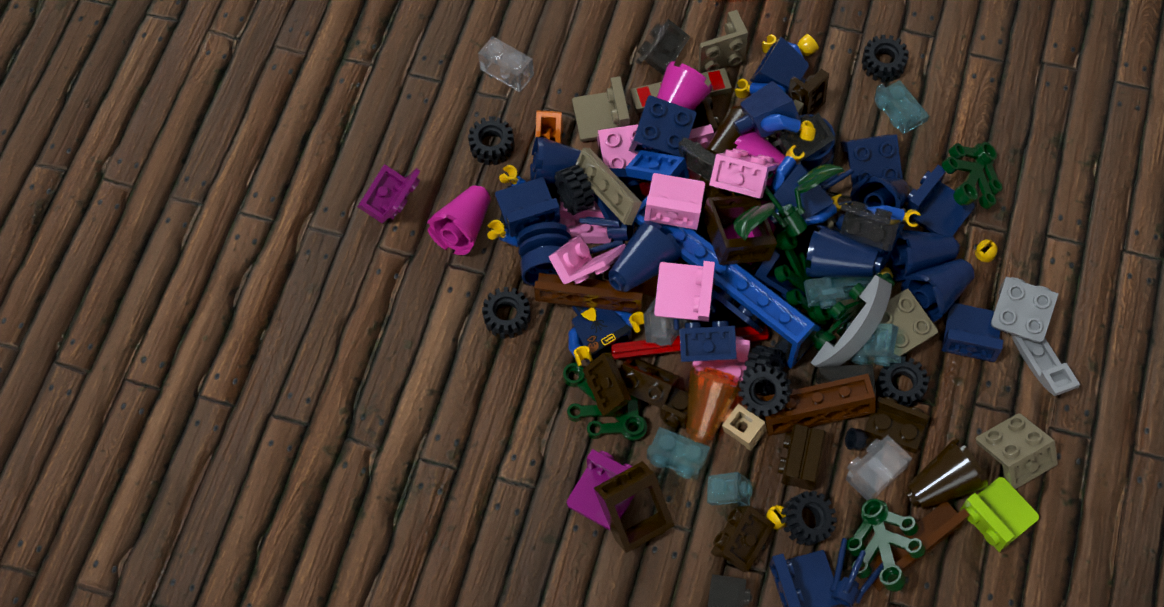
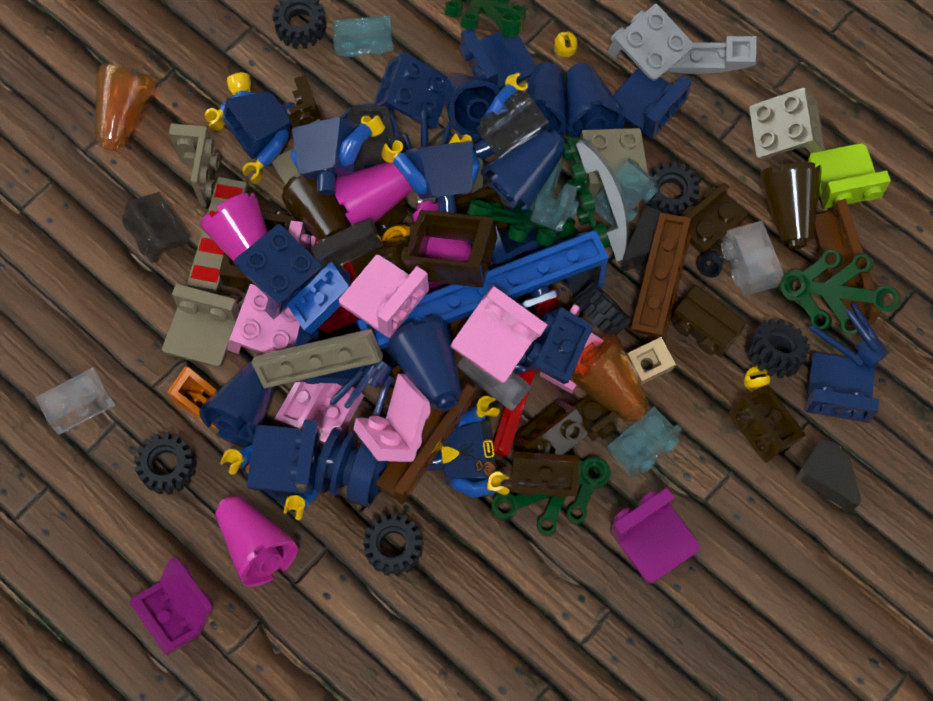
camera: 65 degrees left, 5 degrees up
(574, 189) = (292, 398): black tyre -> none
(624, 486) = (684, 525): dark brown window -> none
(729, 489) = (709, 411): clear light blue bracket -> none
(742, 173) = (393, 208): bright pink bracket -> none
(749, 395) = (654, 321): black tyre -> none
(789, 216) = (466, 220): dark green plant -> none

